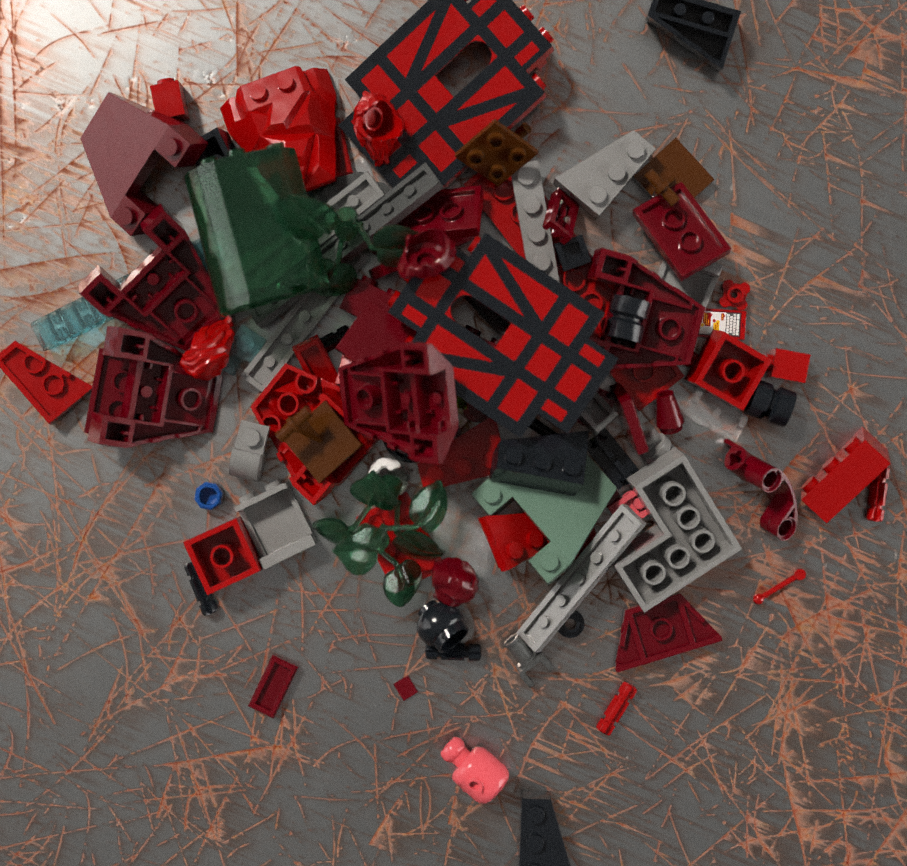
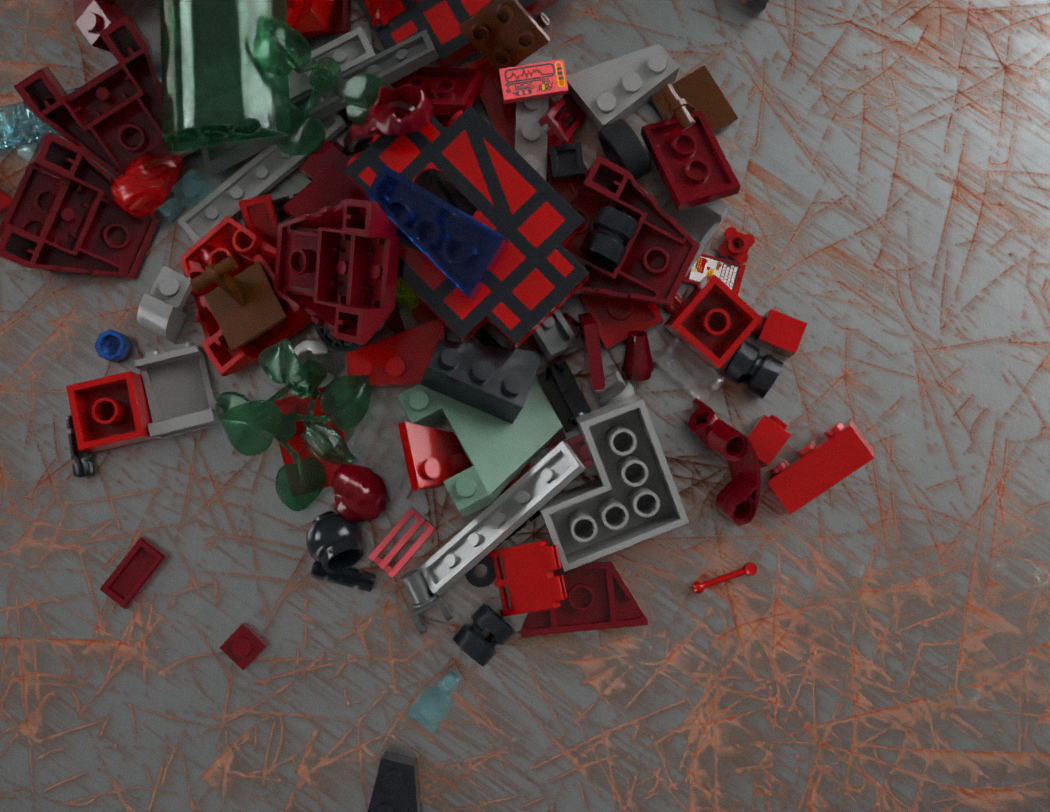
camera: 15 degrees right, 5 degrees down
(381, 728) = (244, 646): none -> dark red plate
(405, 688) = (281, 606): dark red window -> none
(476, 770) = (338, 717): coral piece -> none
(486, 634) = (383, 563): none -> coral tile
(490, 354) = (446, 235): none -> clear blue wedge
(530, 189) = (533, 81): none -> coral tile
(553, 743) = (433, 702): none -> clear light blue plate
(577, 685) = (478, 645): none -> black wheel
(614, 623) = (529, 578): none -> red plate
(616, 708) = (513, 678): red axle -> none
(621, 232) = (624, 148): none -> black tyre
(793, 460) = (768, 438): none -> red brick
(877, 497) = (854, 497): red axle -> none

